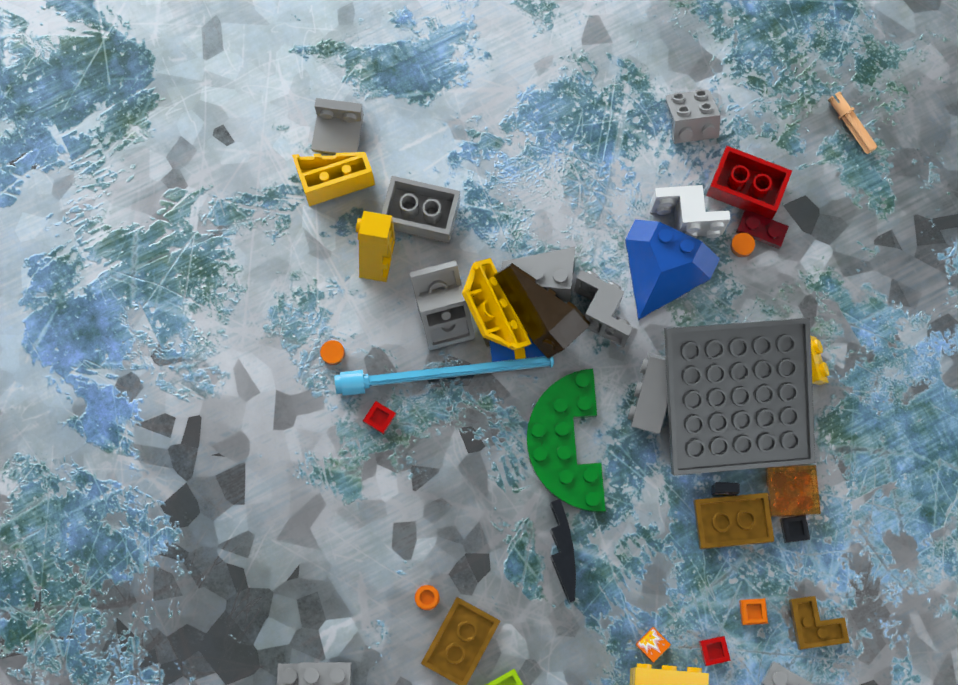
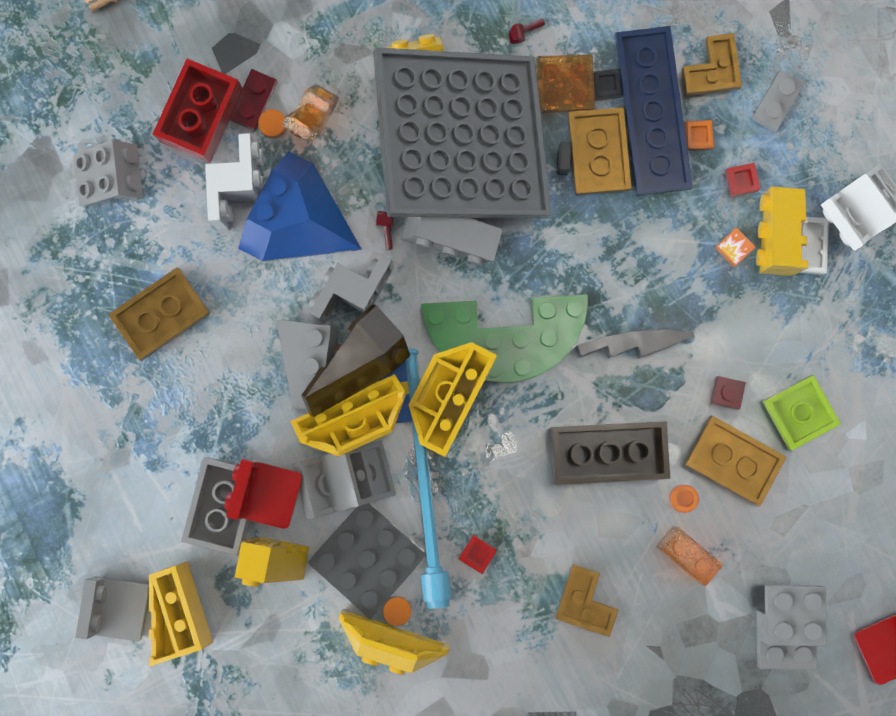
camera: 90 degrees left, 10 degrees up
(305, 344) = (389, 644): none -> yellow wedge
(332, 504) = (577, 604): none -> pearl gold plate
(376, 327) = (367, 559): none -> dark grey plate
(377, 599) = (689, 556): none -> clear orange brick
(430, 235) = (263, 493): none -> red bracket
(466, 527) = (609, 453): none -> dark brown brick
(514, 389) = (448, 394): none -> yellow wedge
(521, 637) = (728, 392): none -> dark red plate
(578, 158) = (159, 314): none -> pearl gold plate
(656, 340) = (383, 220): none -> dark red hand
(752, 276) = (311, 113): none -> clear orange brick
(773, 569) = (653, 111): none -> dark blue plate
(838, 449) = (517, 31): none -> dark red hand

